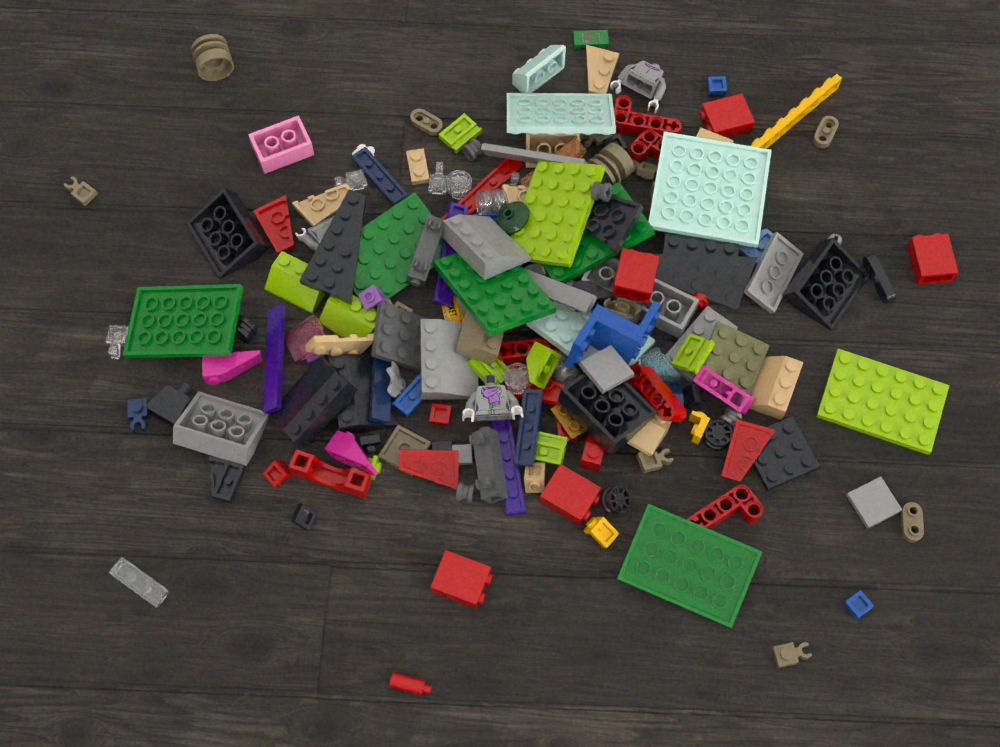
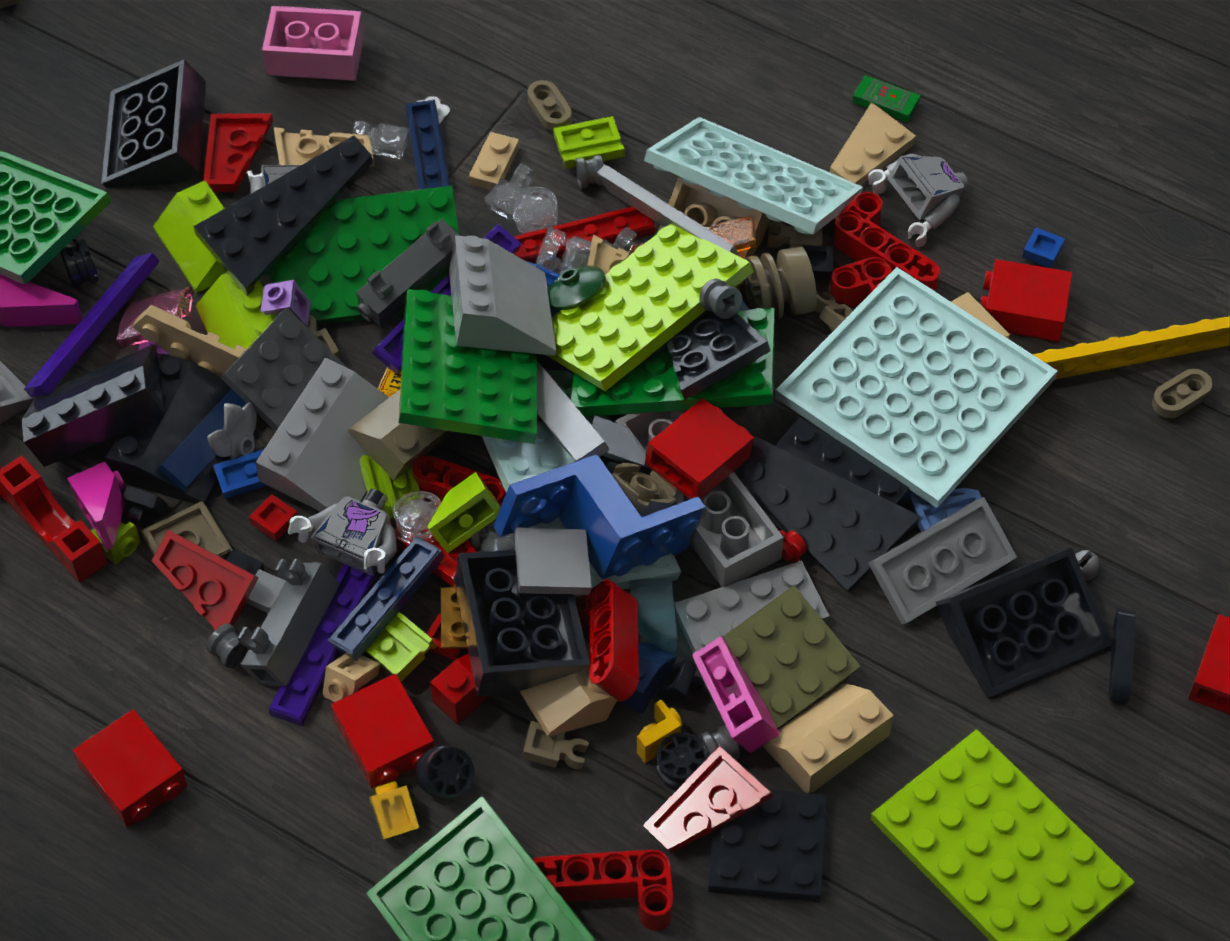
camera: 30 degrees right, 10 degrees down
(539, 69) = (772, 105): light aqua slope -> none
(693, 353) = (718, 614): lime plate -> none

